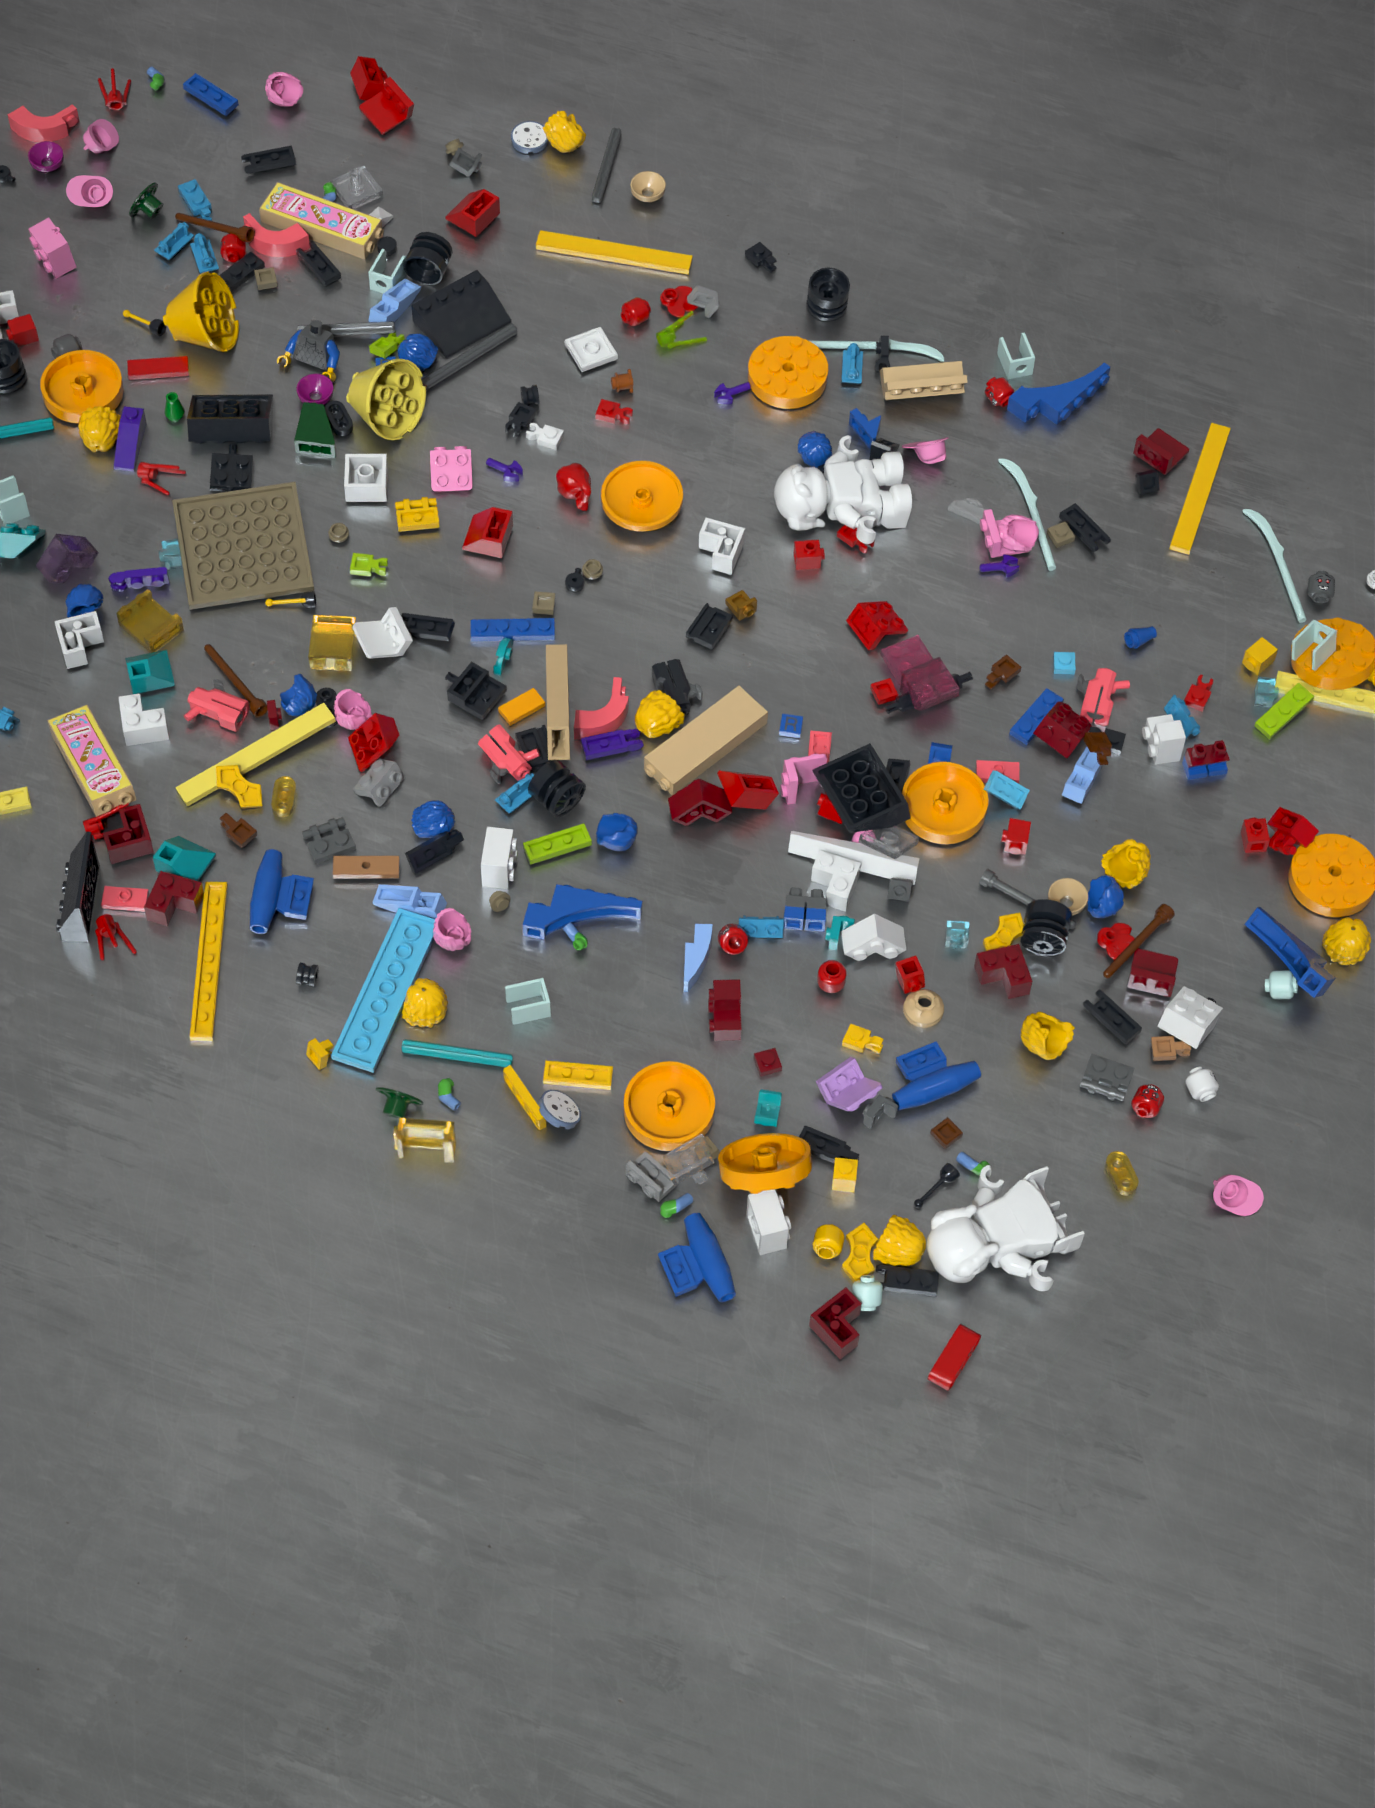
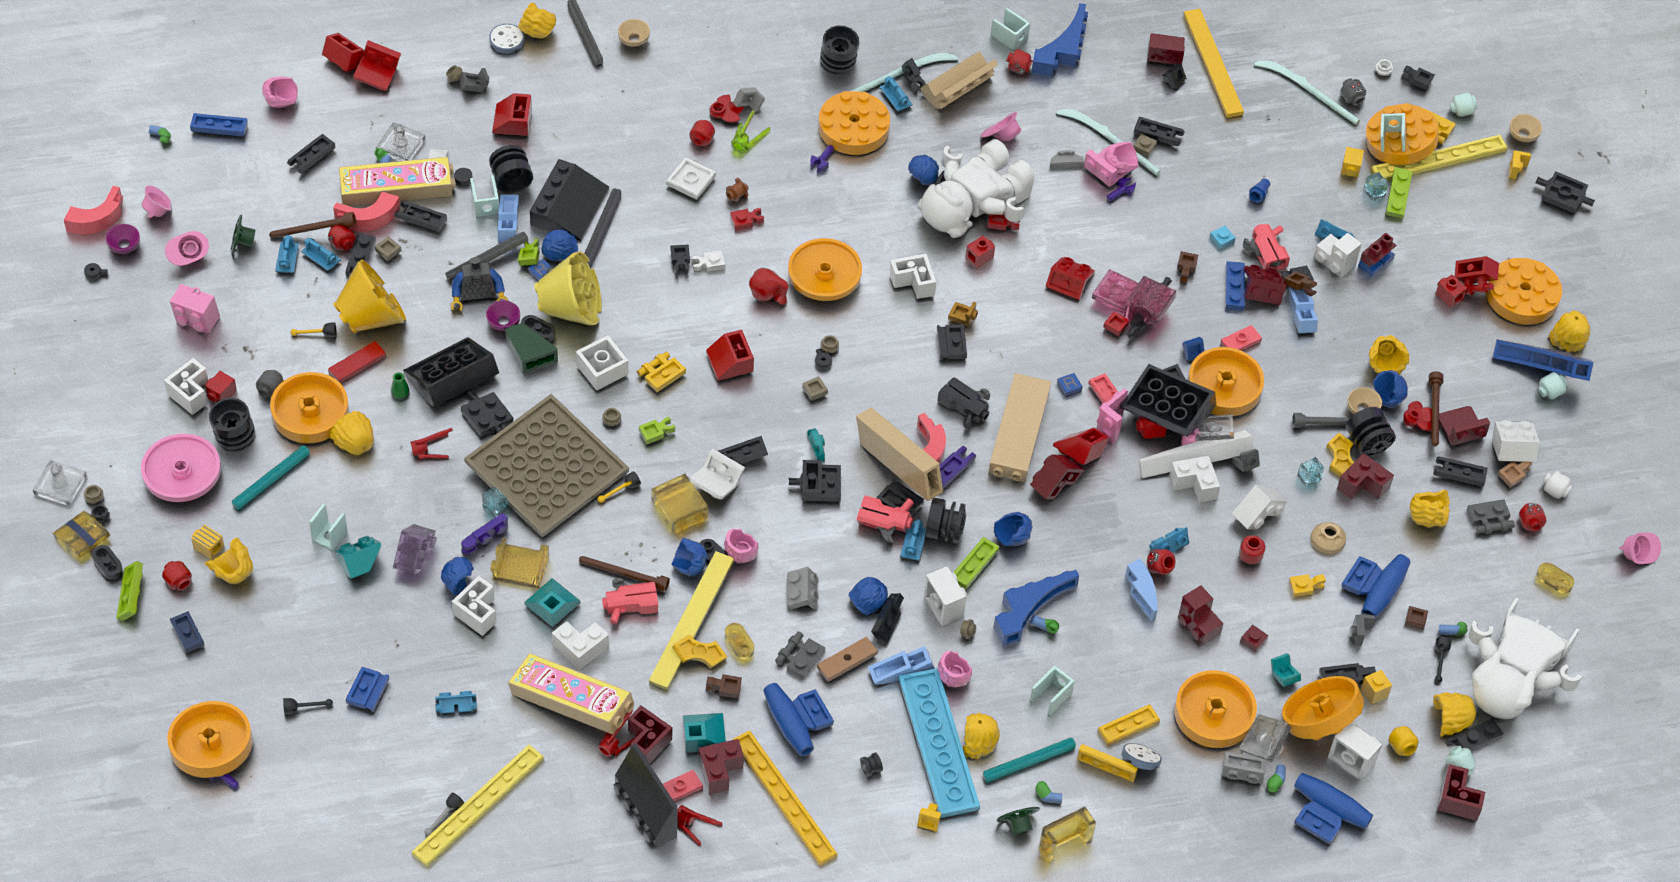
camera: 35 degrees left, 5 degrees down
(114, 99) = (140, 165): red plant -> none
(129, 438) = (383, 429): dark purple slope -> none
(195, 199) = (276, 214): dark azure plate -> none
(274, 714) = (679, 582): dark red plate -> none
(373, 739) = (774, 561): red slope -> none
(451, 469) = (660, 322): bright pink bracket -> none
(507, 469) = (703, 302): dark purple bar -> none
(514, 629) = (806, 420): blue plate -> none
(521, 706) = (861, 475): light orange tile -> none
(530, 395) = (674, 236): black wheel -> none
(614, 252) = (645, 96): yellow tile -> none
(658, 715) = (971, 426): yellow hair -> none
(761, 255) = (759, 45): black plate -> none
(814, 906) = (1194, 513): hips -> none
(839, 924) = (1225, 516): teal bracket -> none
(846, 1086) = (1329, 625): lavender bracket -> none
(861, 1243) = (1432, 743): yellow tile -> none
(865, 429) = (943, 137): blue slope -> none
(882, 446) = (971, 147): black slope -> none
(910, 974) = (1305, 517): red brick -> none
(954, 1357) = (1552, 772): red beam -> none
(1006, 789) = (1262, 348): medium azure tile -> none
(1016, 836) = (1294, 378): red brick -> none
(1199, 694) = (1330, 211): red plate -> none

